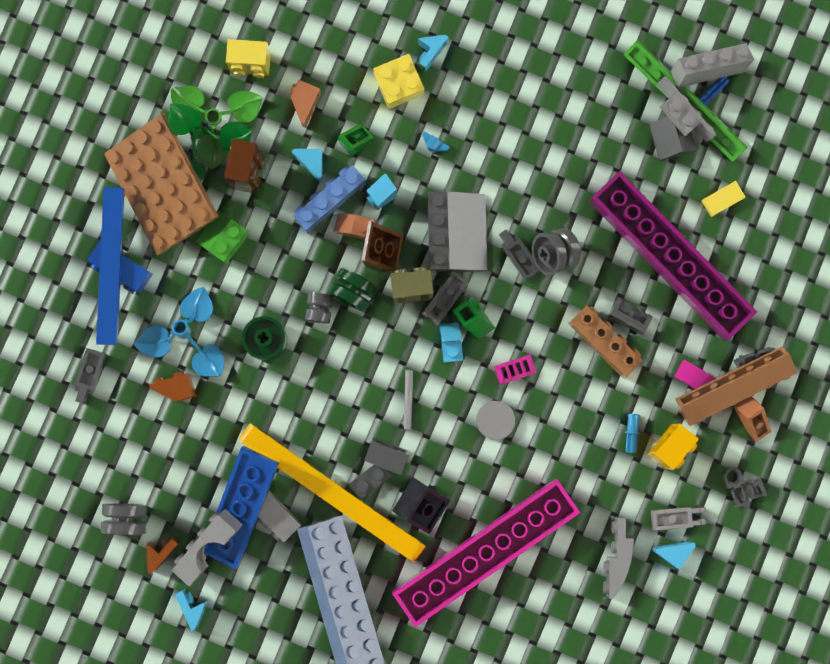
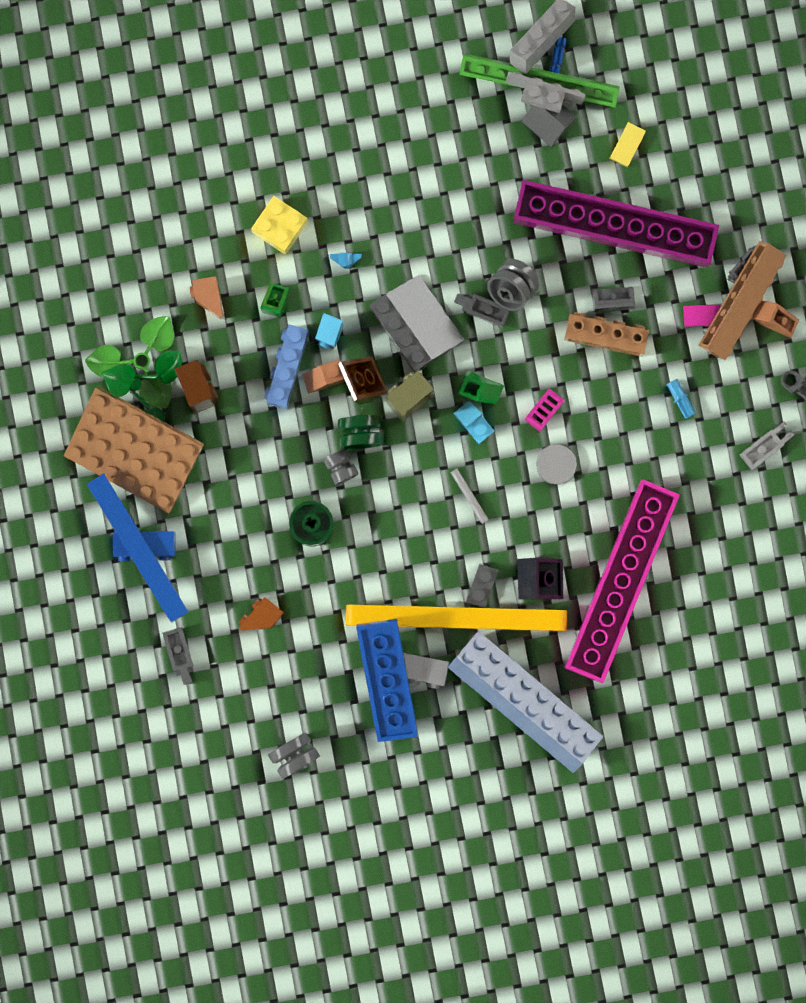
camera: 25 degrees left, 0 degrees up
(155, 339) = (233, 535): dark azure plant -> none
(156, 557) = (343, 772): dark orange slope -> none
(192, 613) = (406, 798): medium azure slope -> none
(193, 563) = (378, 756): light grey arch -> none
(223, 237) = (216, 461): bright green slope -> none
(248, 58) = (136, 290): light yellow brick -> none
(312, 160) = (249, 344): medium azure slope -> none
(387, 456) = (483, 555): dark grey hinge -> none
(434, 46) = (289, 174): medium azure slope -> none
(446, 297) = (444, 386): dark grey plate -> none
(617, 566) = (742, 520): light grey slope -> none
(673, 447) = (723, 386): yellow brick -> none
(675, 553) = (784, 478): medium azure slope -> none

